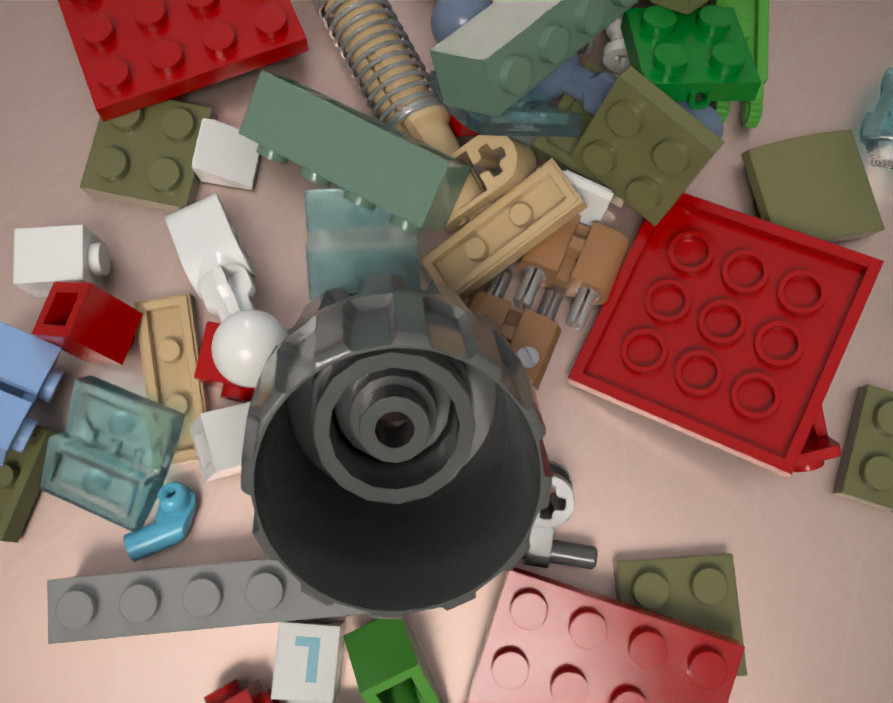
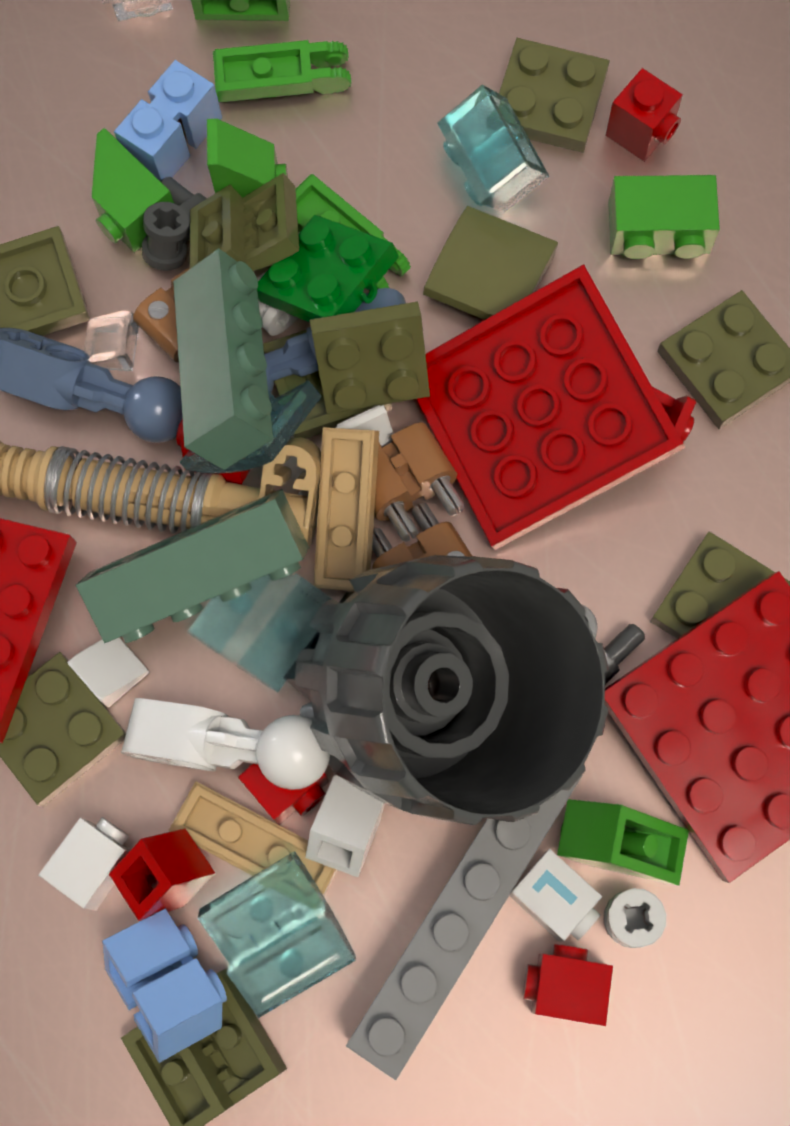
camera: 45 degrees left, 5 degrees down
(170, 525) = (367, 931): medium azure arm -> none

